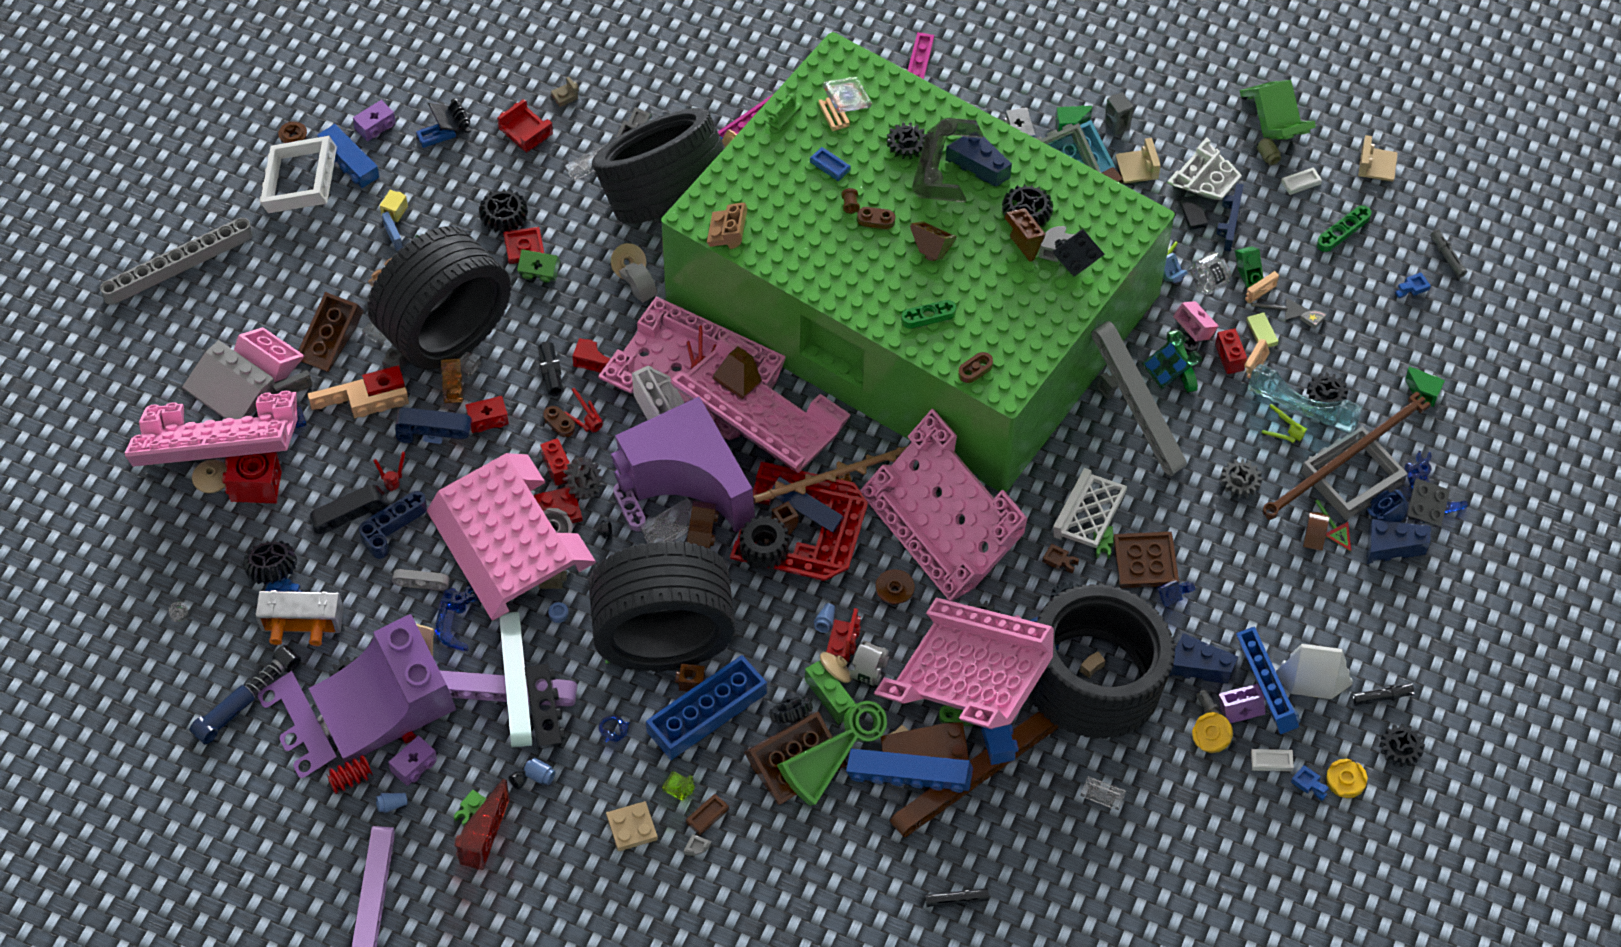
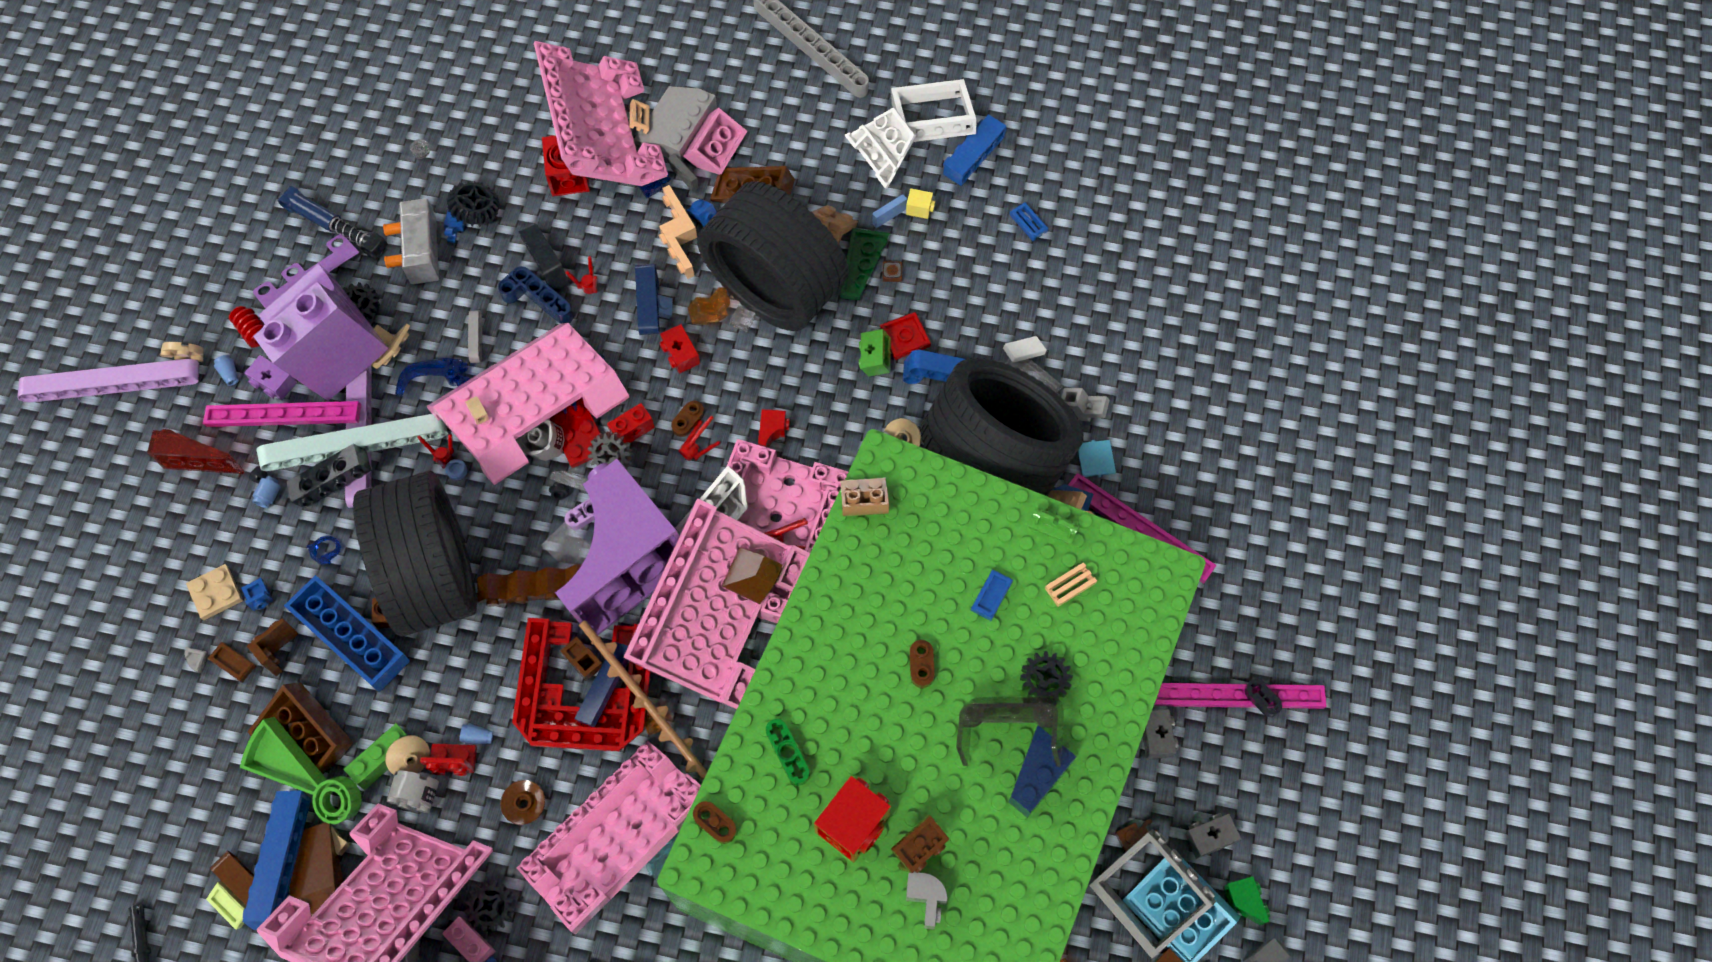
camera: 80 degrees right, 10 degrees up
(214, 410) = (637, 122): none -> light nougat tile
(290, 128) = (999, 94): reddish brown gear -> none
(327, 213) = (883, 143): none -> white wedge
(342, 374) = (702, 211): none -> blue bracket
(365, 826) = (179, 351): none -> tan plate
(374, 120) = (1026, 161): medium lavender brick -> none
(376, 380) = (689, 245): red brick -> none
(451, 117) = (1048, 226): black hinge -> none
(460, 748) = (282, 414): none -> dark pink plate
(470, 806) = (228, 442): bright green plate -> none
(502, 204) = (934, 296): black gear -> none
(524, 126) = (1060, 299): red panel -> none
(524, 553) = (477, 410): none -> tan piece
(542, 618) = (441, 455): none -> red plant
(550, 369) = (748, 394): black piece -> none
(566, 93) = (1117, 329): dark tan bracket -> none
(567, 159) = (1024, 349): none -> white tile
(569, 221) = (929, 365): none -> blue beam
(598, 515) = (568, 479): none -> clear tile
(646, 785) = (257, 594): none -> blue bracket
(679, 785) = (260, 624): clear neon green bracket -> none
(709, 775) = (269, 642): none -> reddish brown bracket
(764, 555) = (528, 633): black tyre -> none
(791, 710) = (347, 719): black gear -> none
(847, 94) = (1101, 593): clear tile -> none
(850, 200) = (936, 628): reddish brown bush -> none
(920, 68) = (1259, 701): none -> black beam
(931, 240) = (898, 734): reddish brown slope -> none
(939, 823) = (227, 904): none -> yellowish green tile
(994, 273) = (853, 818): none -> red brick
(1032, 200) = (982, 855): black gear -> none
(1077, 252) = (902, 920): black hinge -> none

